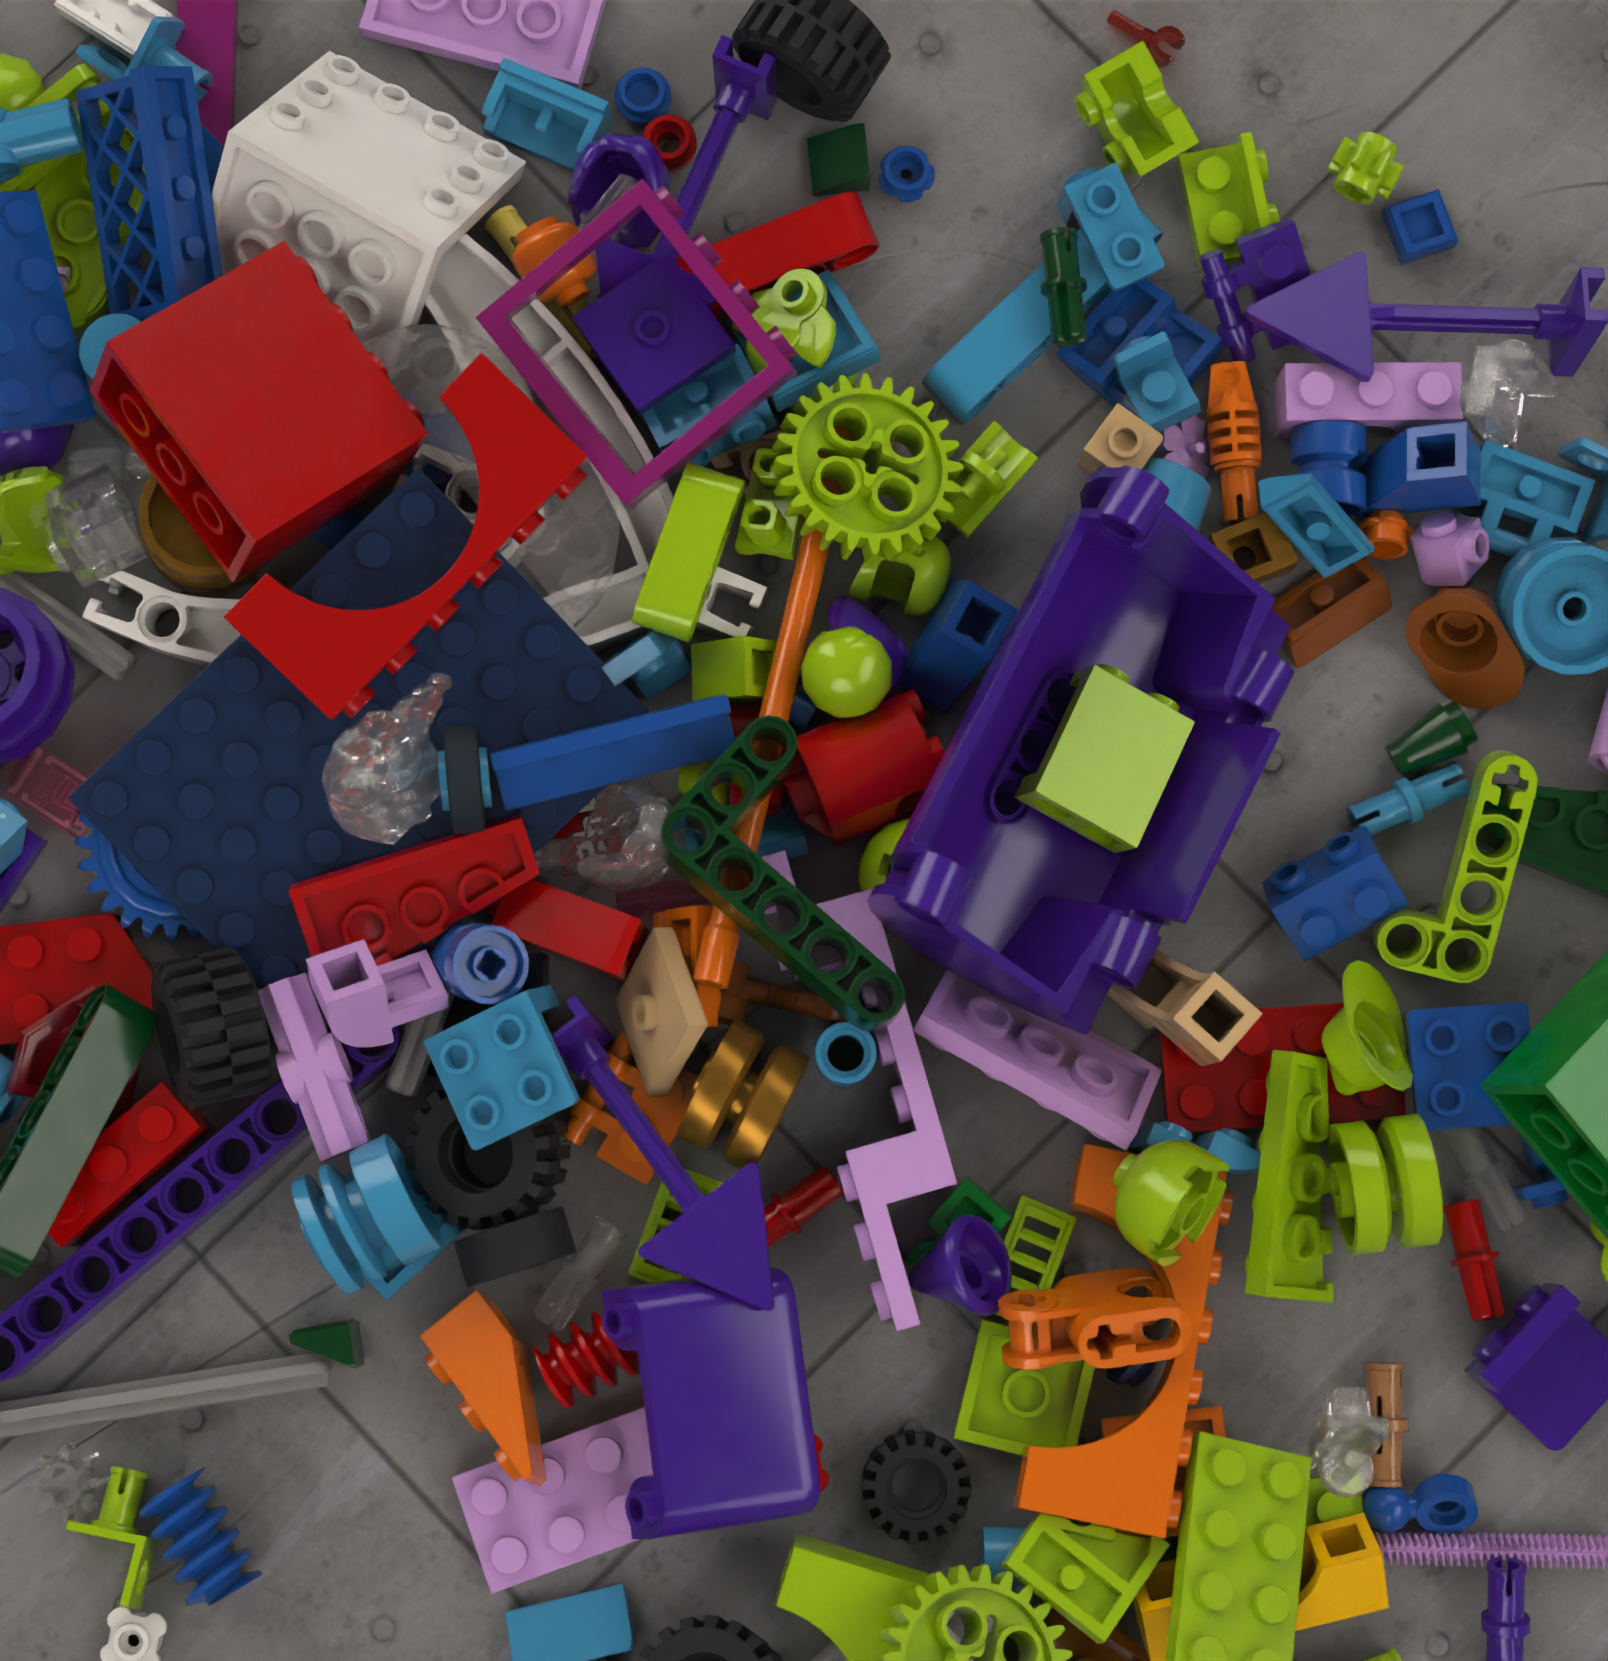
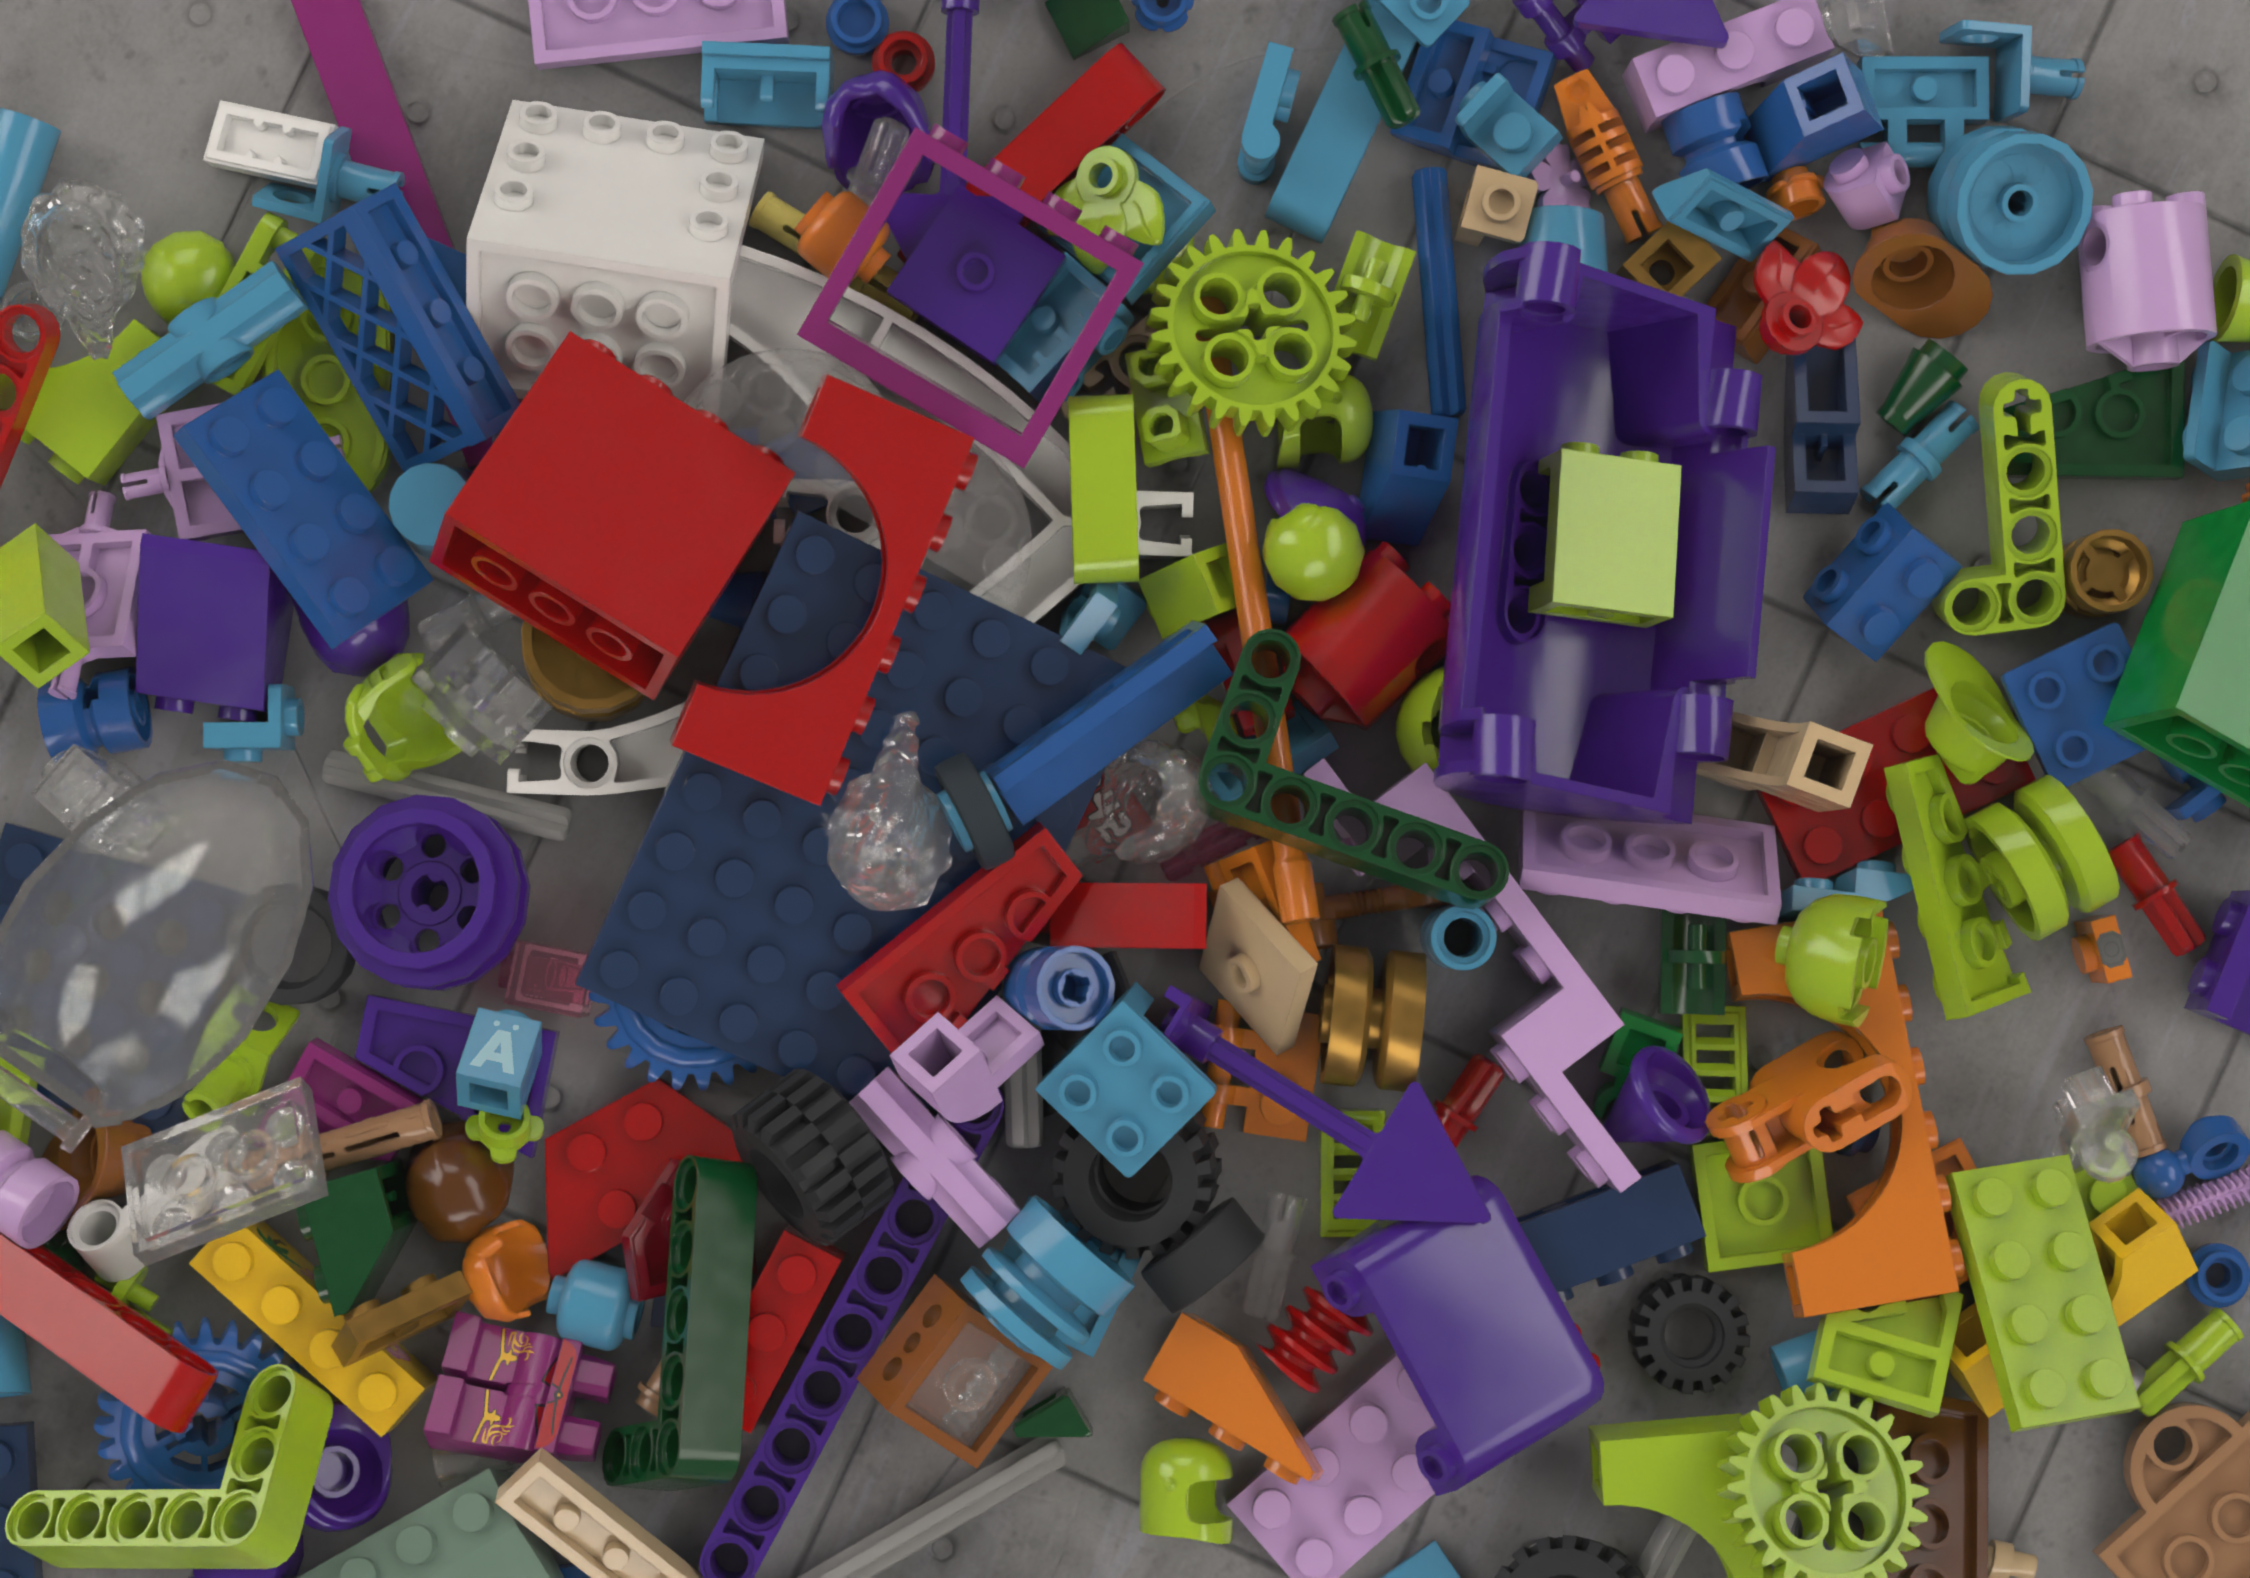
camera: 30 degrees left, 5 degrees up
(254, 1265) = (952, 1373): none -> piece
(417, 1448) = (1180, 1490): none -> lime helmet
(883, 1367) = (1608, 1231): none -> dark blue brick
(958, 287) = (1270, 102): none -> dark azure plate
(1042, 1159) = (1691, 964): none -> dark green hips
(1047, 496) = (1439, 292): none -> blue axle
(1337, 728) = (1821, 430): none -> dark blue slope
(1363, 622) = (1809, 295): none -> red plate
(1407, 1288) = (2100, 949): none -> orange plate
(1419, 1633) = (2235, 1279): none -> blue plate
(1531, 959) = (2105, 573): none -> pearl gold wheel

